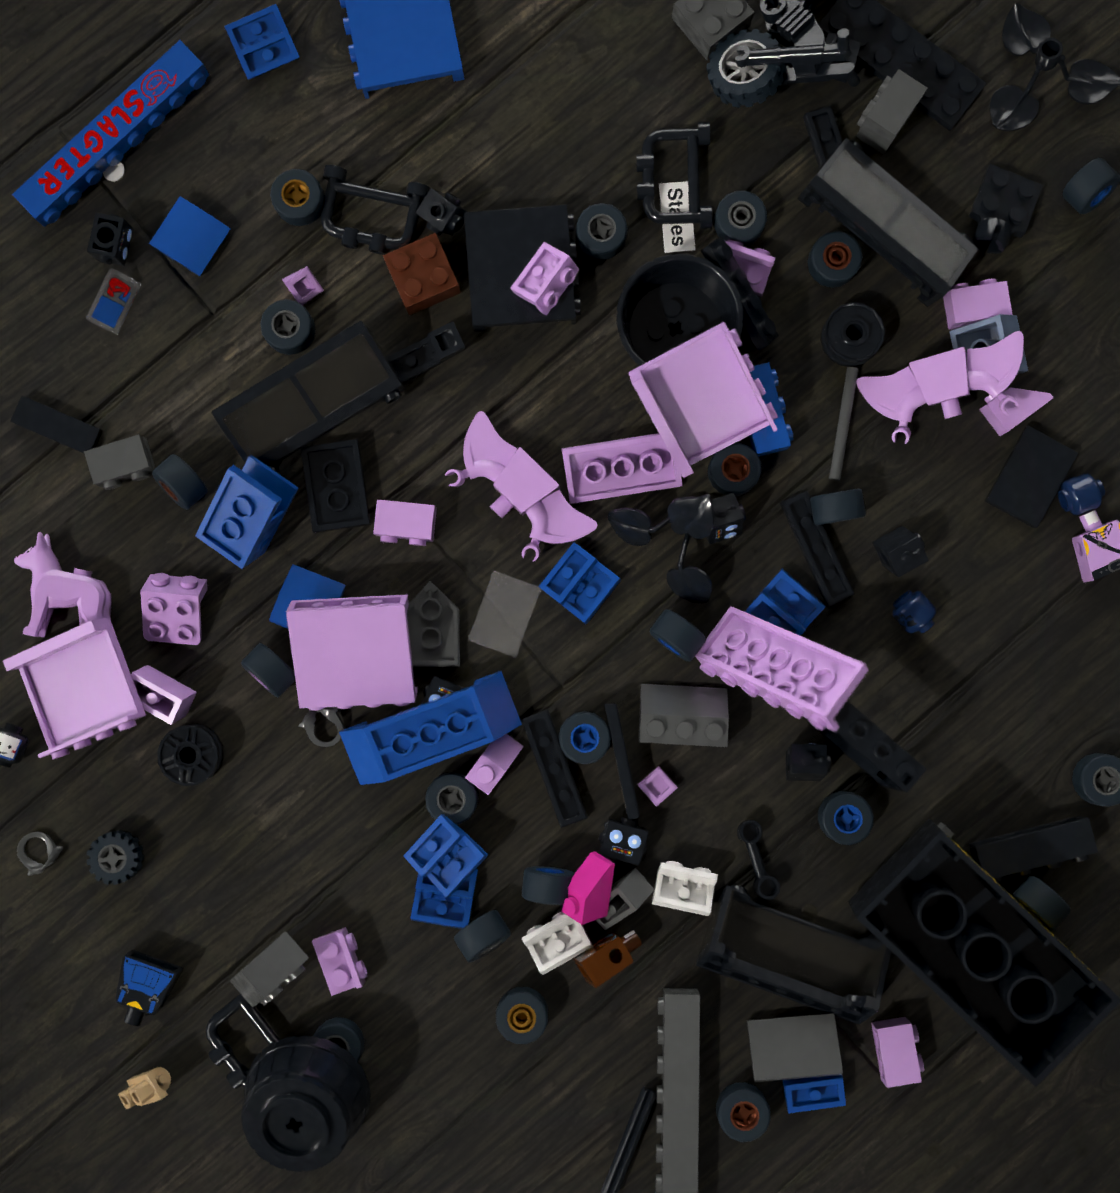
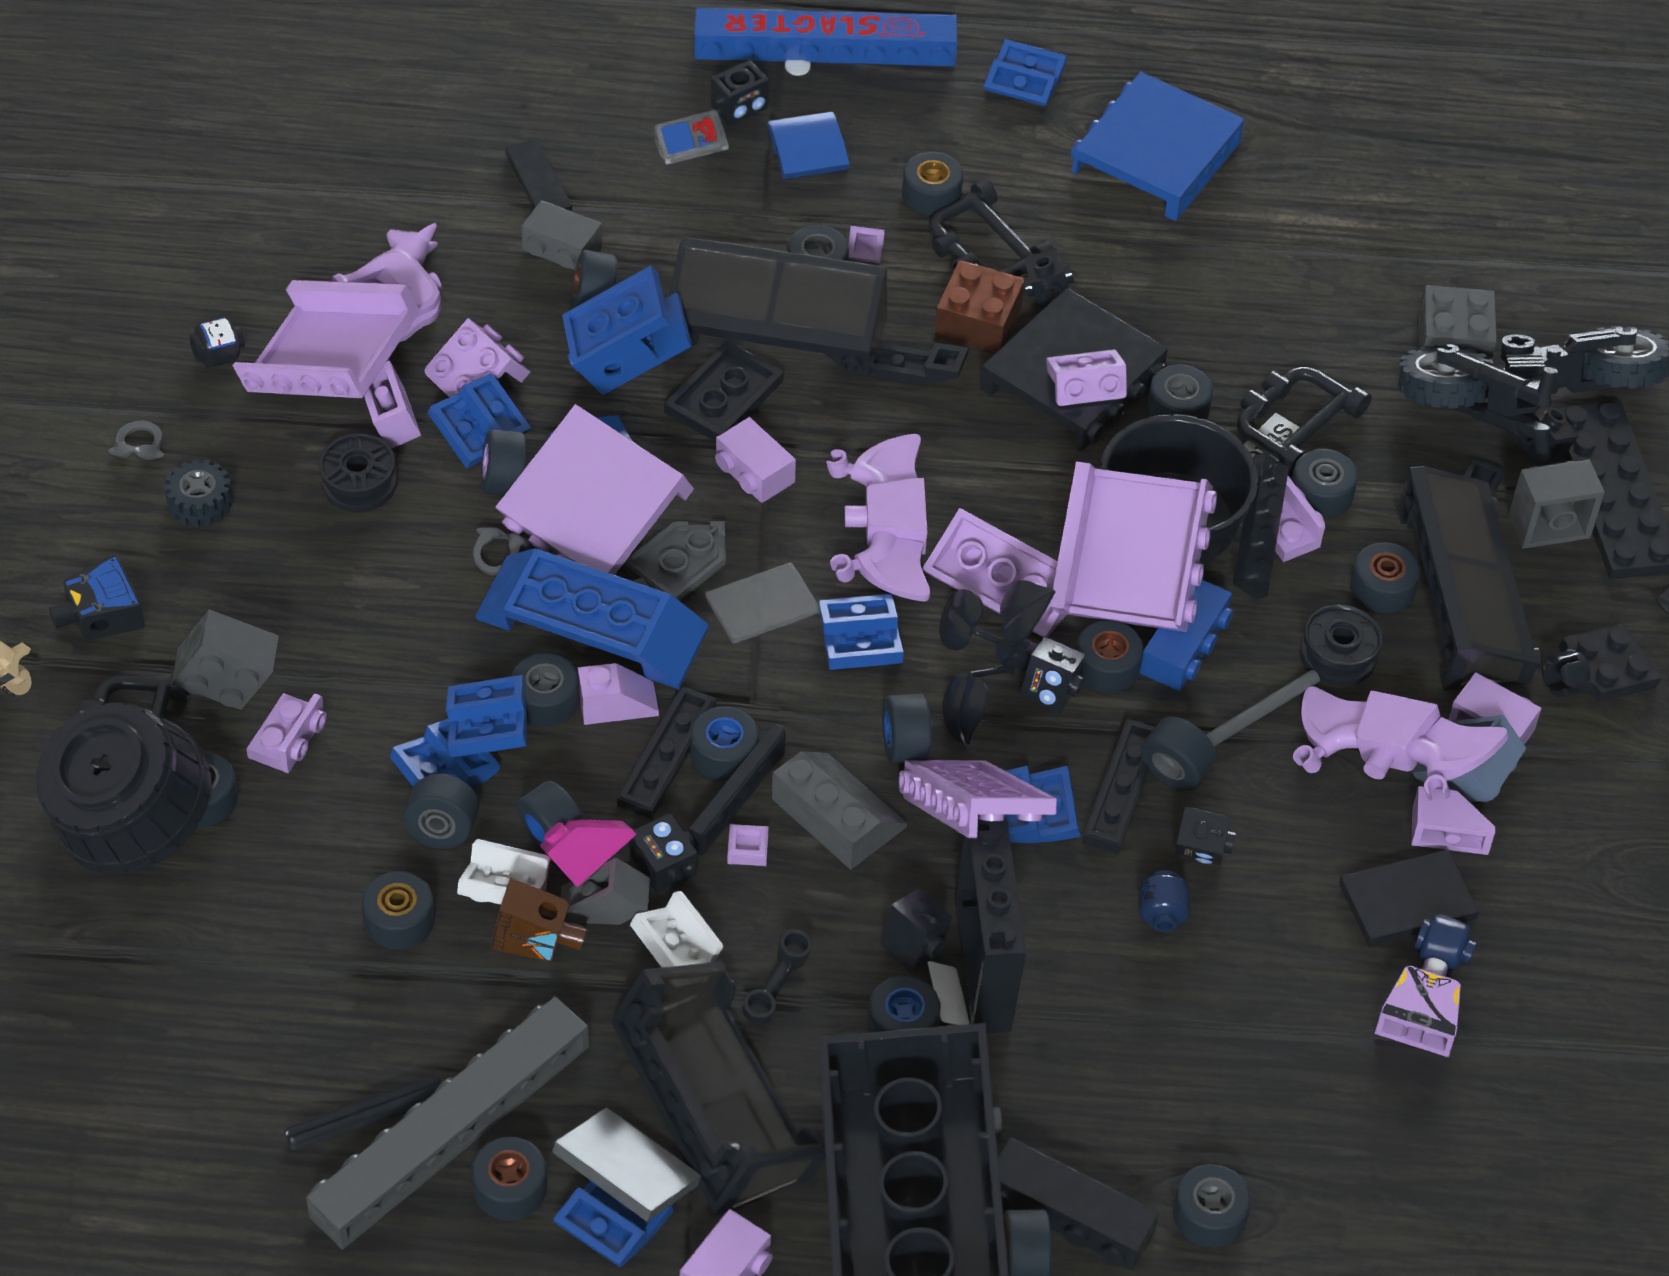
camera: 40 degrees right, 35 degrees down
(218, 649) = (472, 413): none -> blue slope
(852, 778) = (948, 988): none -> white sticker

